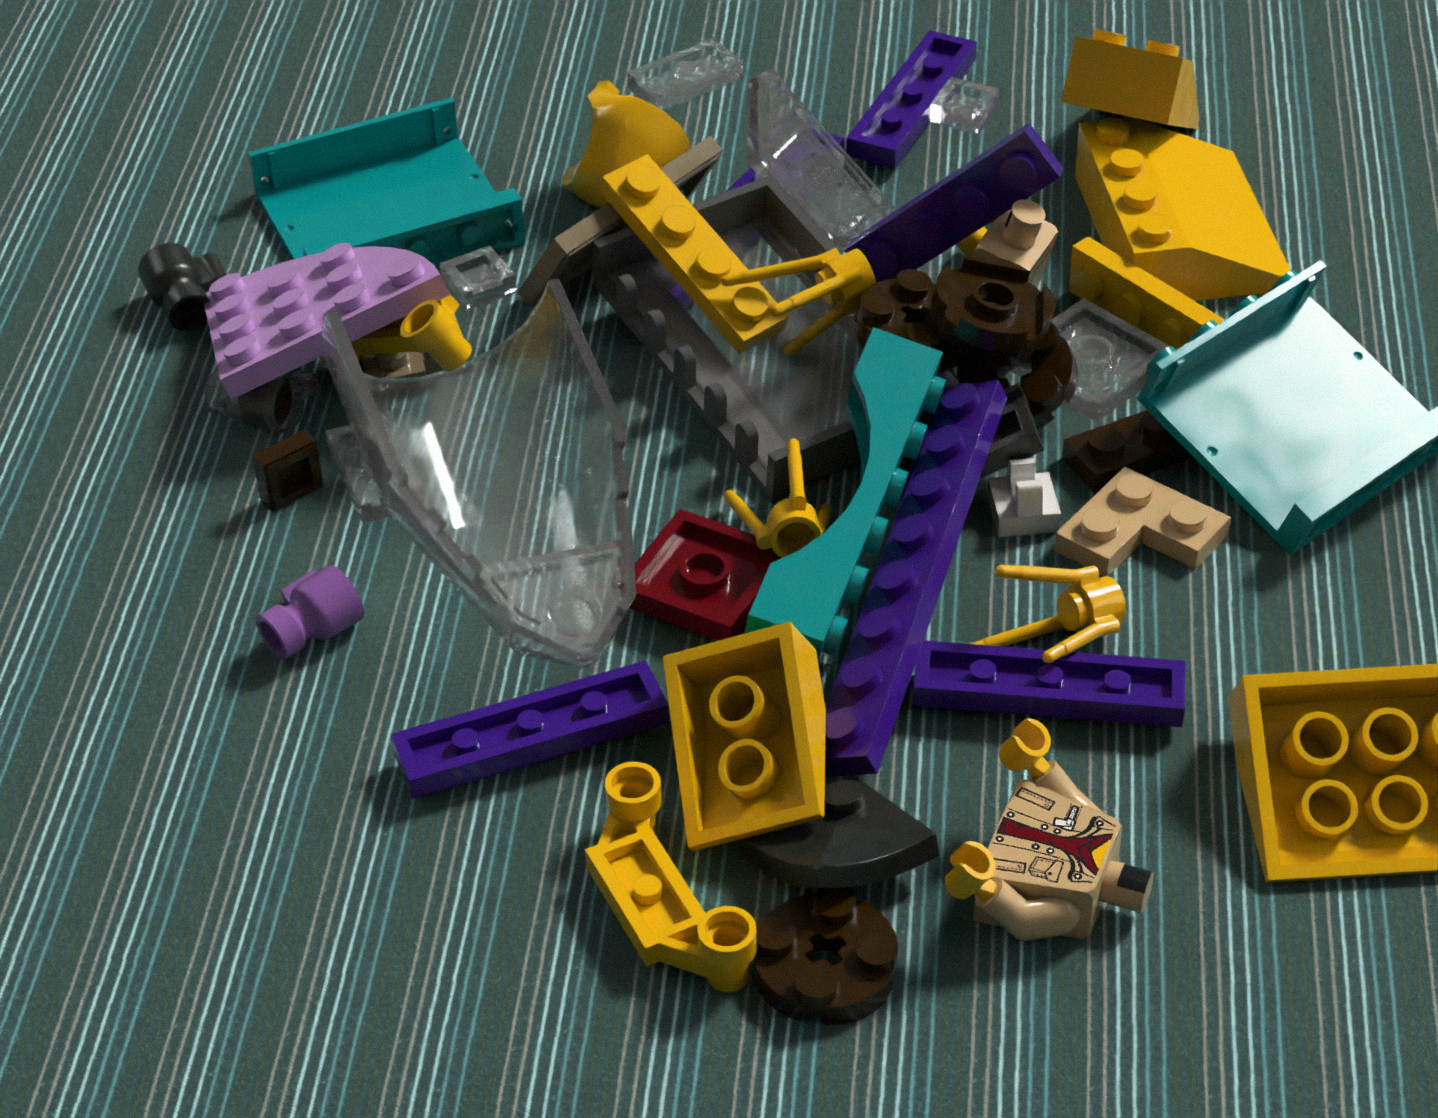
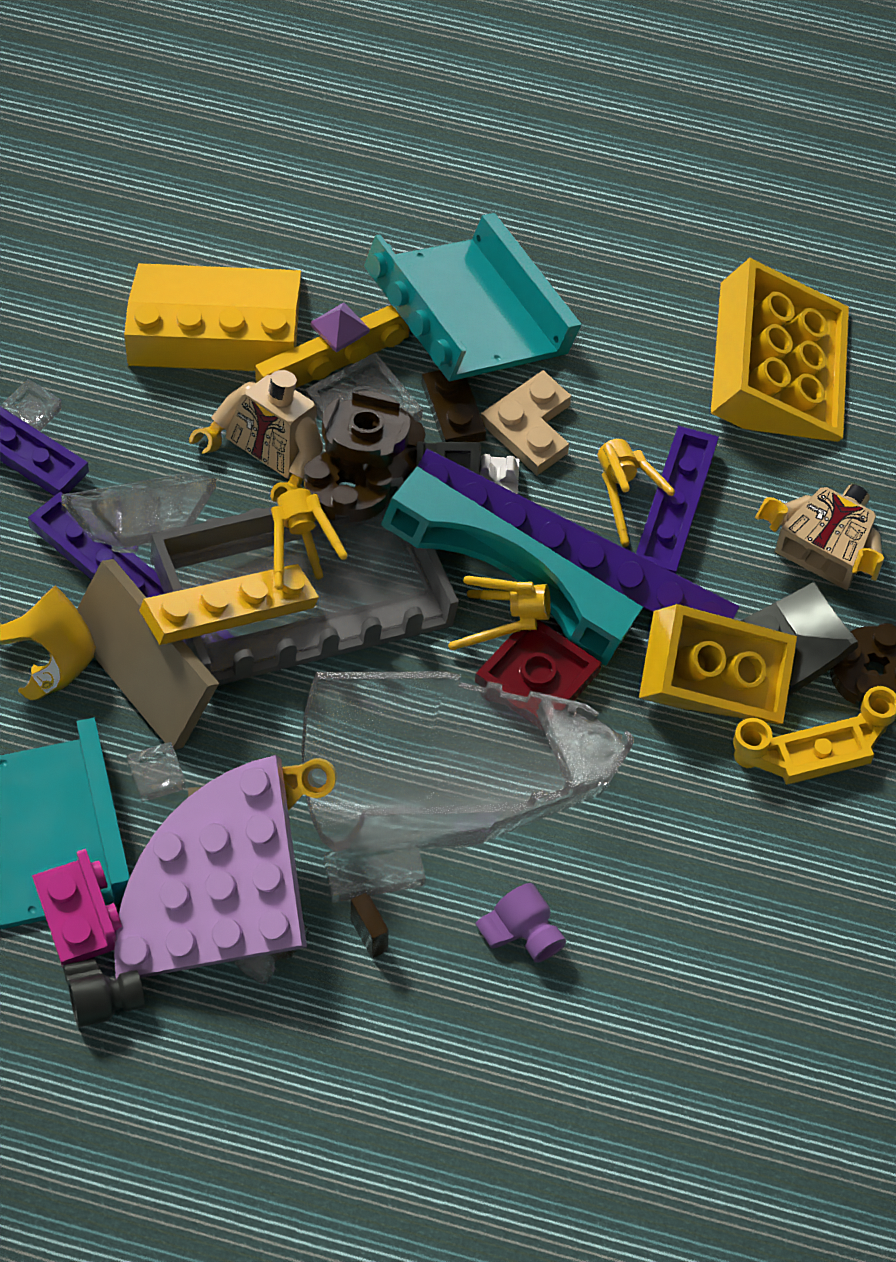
camera: 85 degrees left, 15 degrees up
(280, 240) = (76, 910): none -> dark pink bracket
(529, 729) = (667, 799): dark purple plate -> none
(958, 204) = (237, 429): dark purple plate -> none
(1132, 81) = (110, 291): yellow slope -> none
(1182, 289) = (340, 327): none -> medium lavender slope

